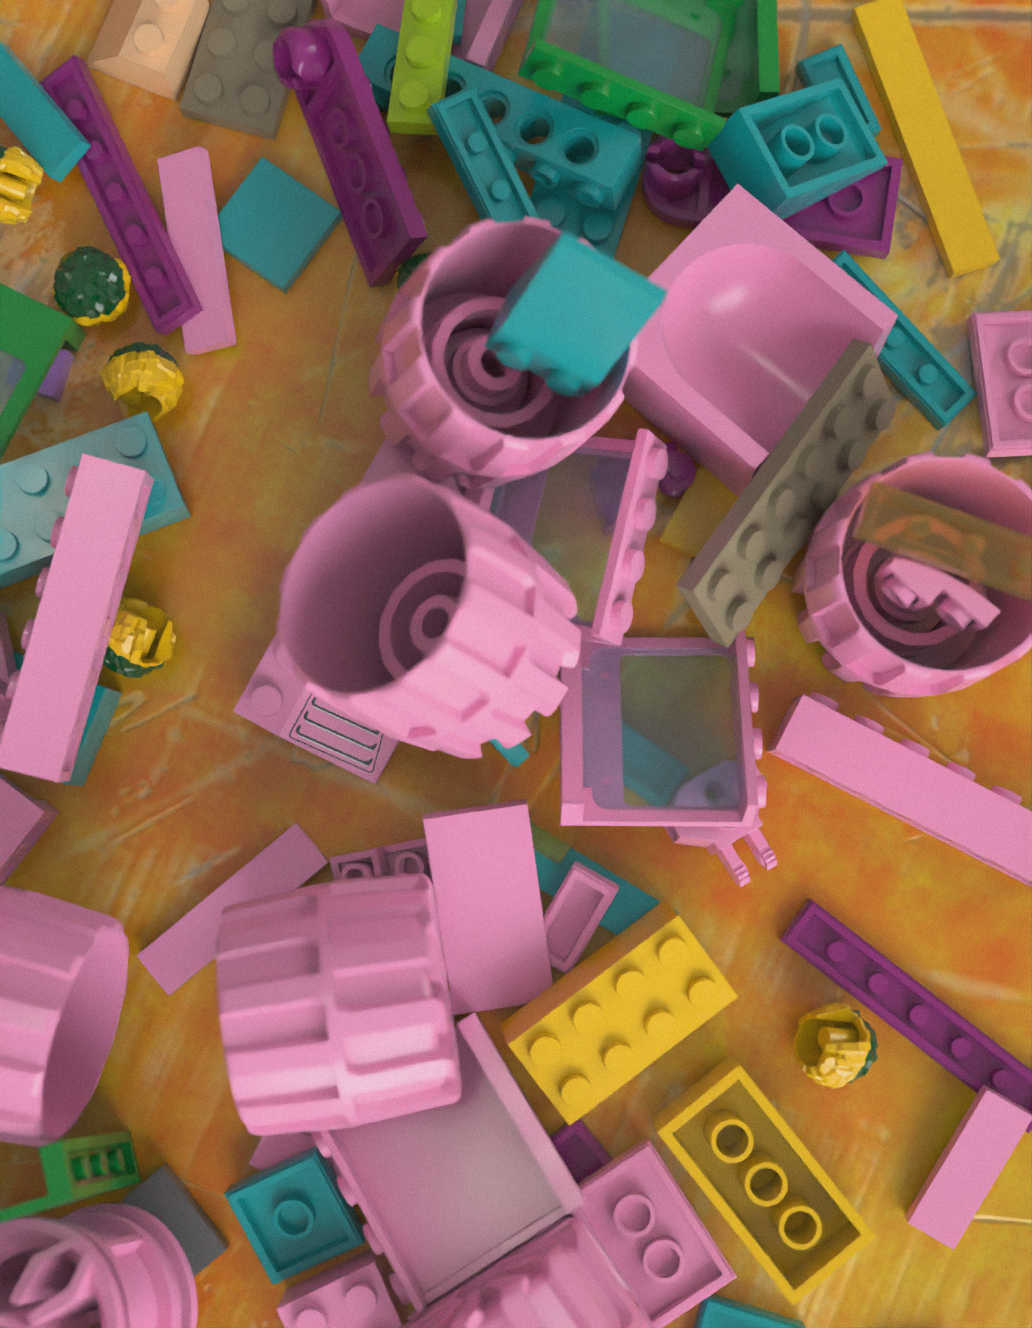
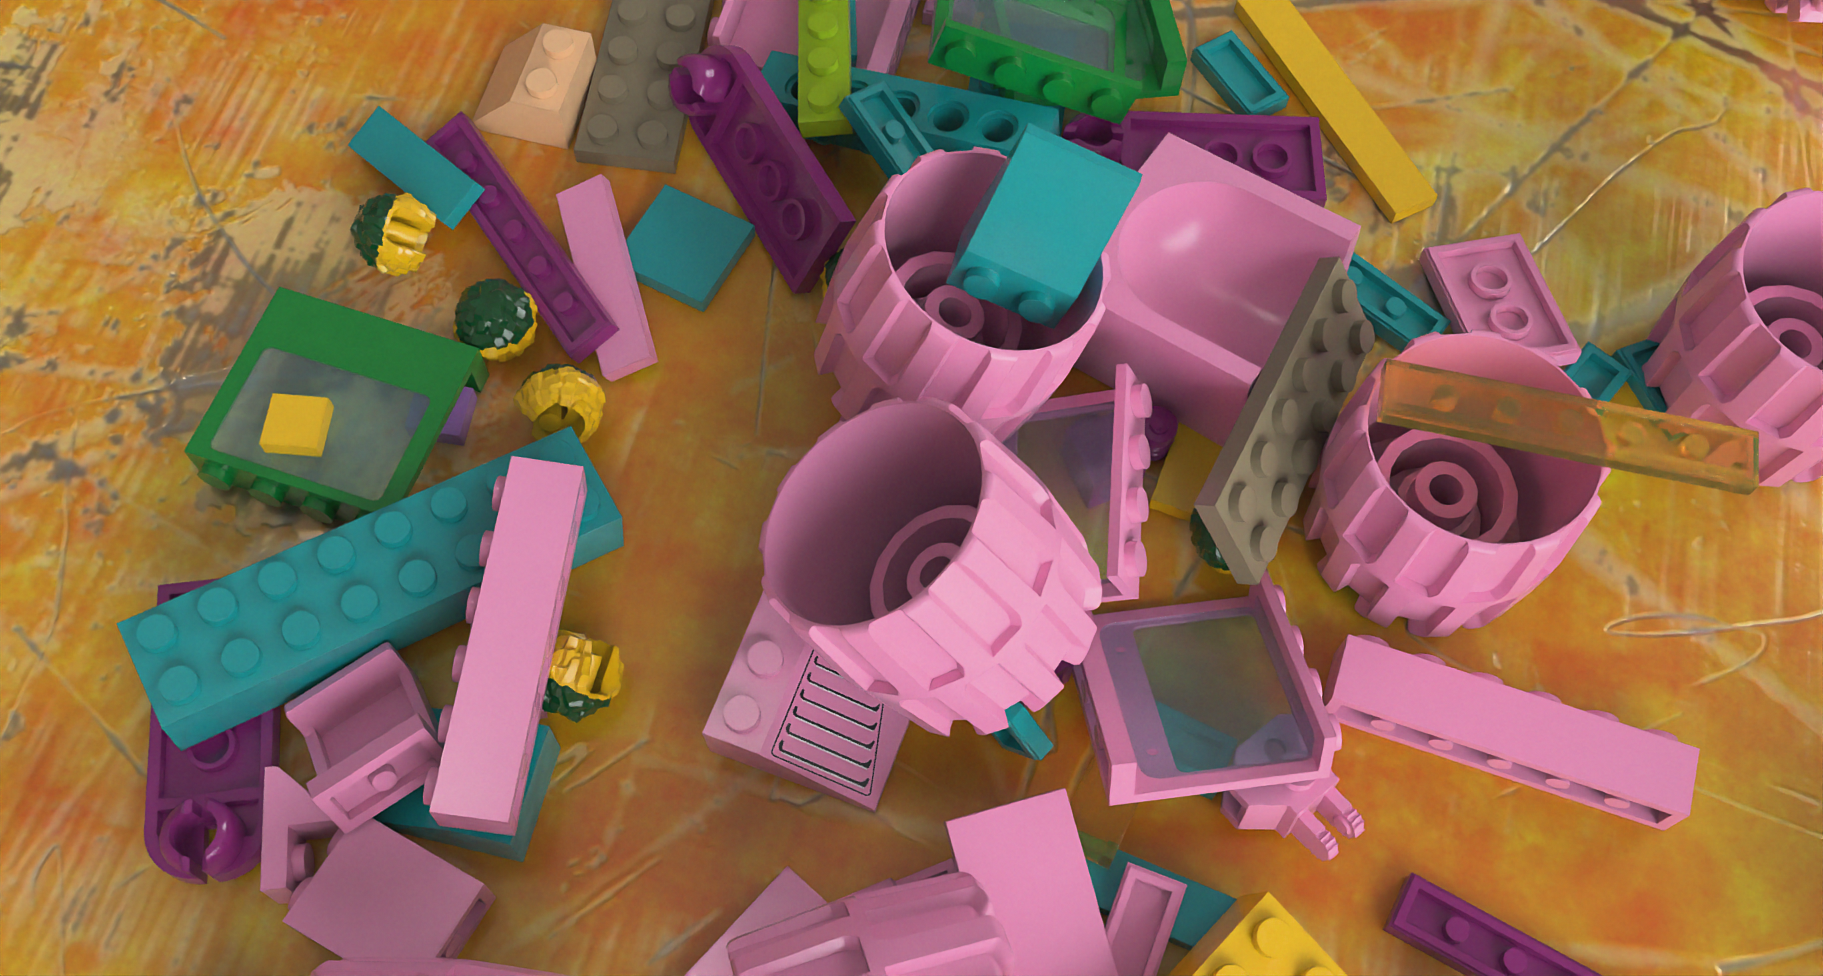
camera: 10 degrees left, 20 degrees down
(797, 147) = (1214, 105): teal slope -> none
(918, 585) = (1452, 468): bright pink slope -> none

